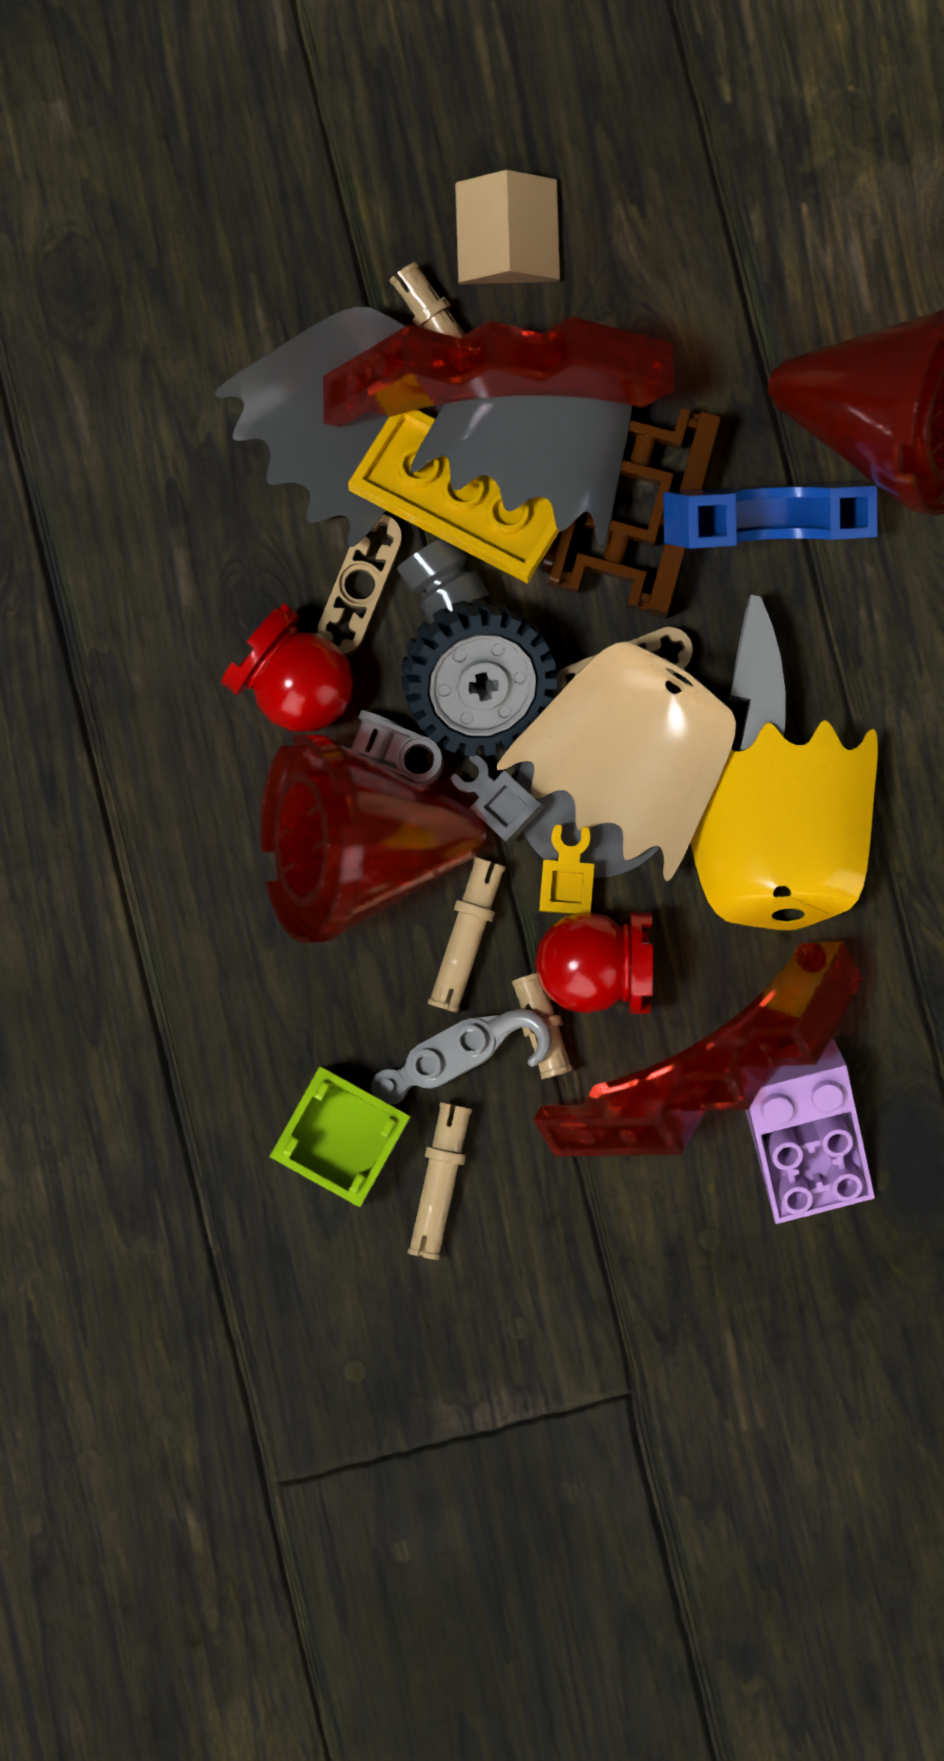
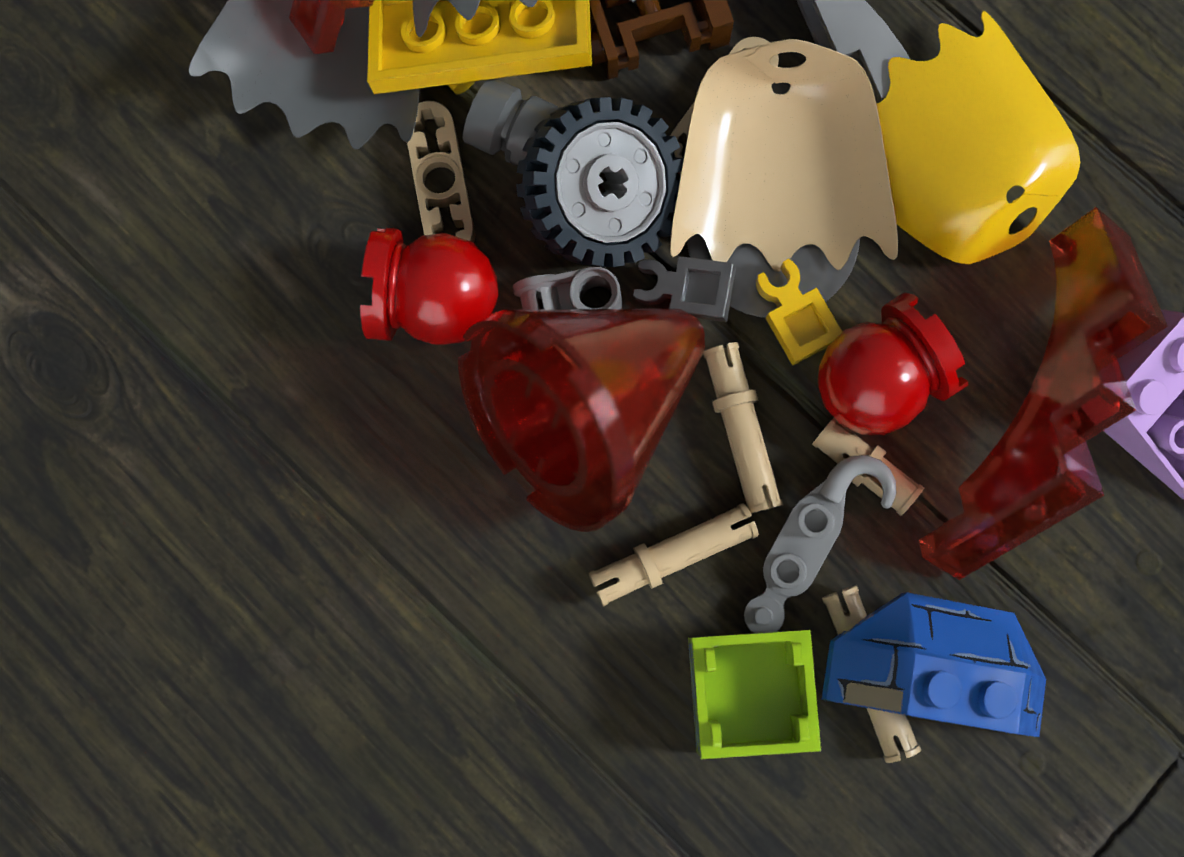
camera: 25 degrees left, 5 degrees down
(349, 996) = (673, 554): none -> tan pin
(492, 1207) = (939, 665): none -> blue wedge

